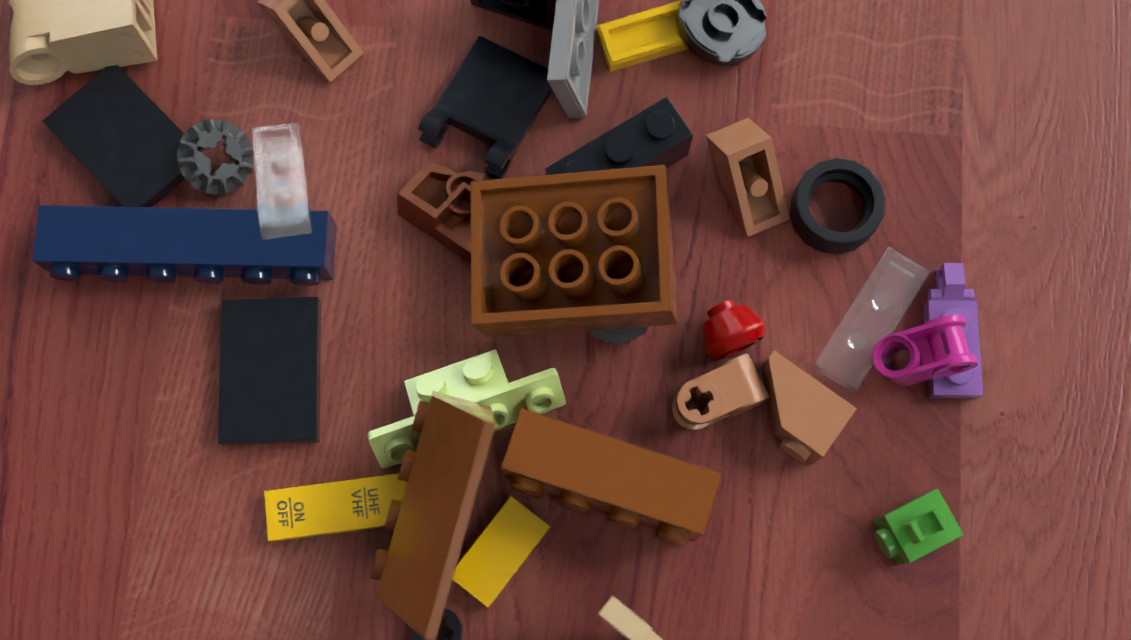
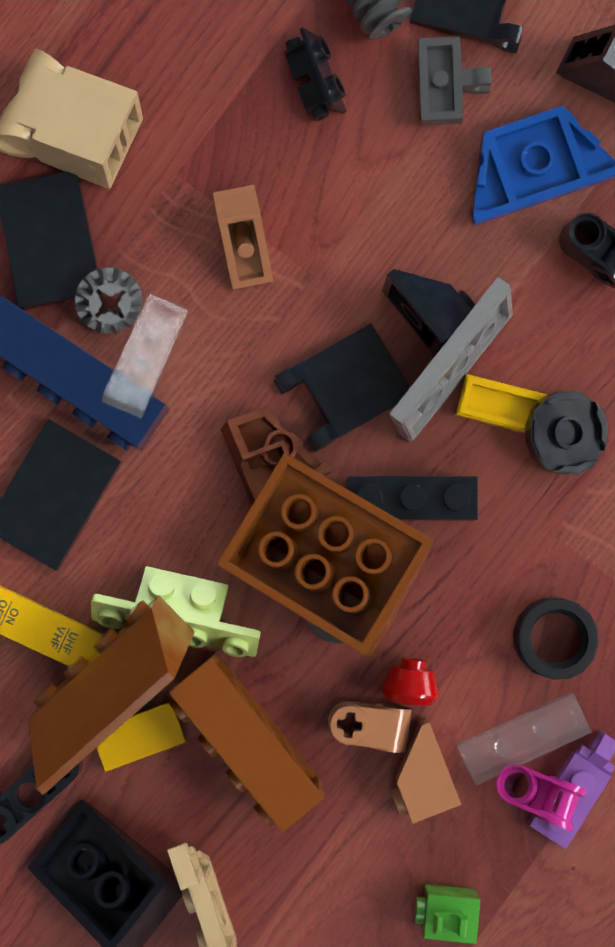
camera: 30 degrees right, 10 degrees up
(749, 175) = (504, 571): nougat slope -> none

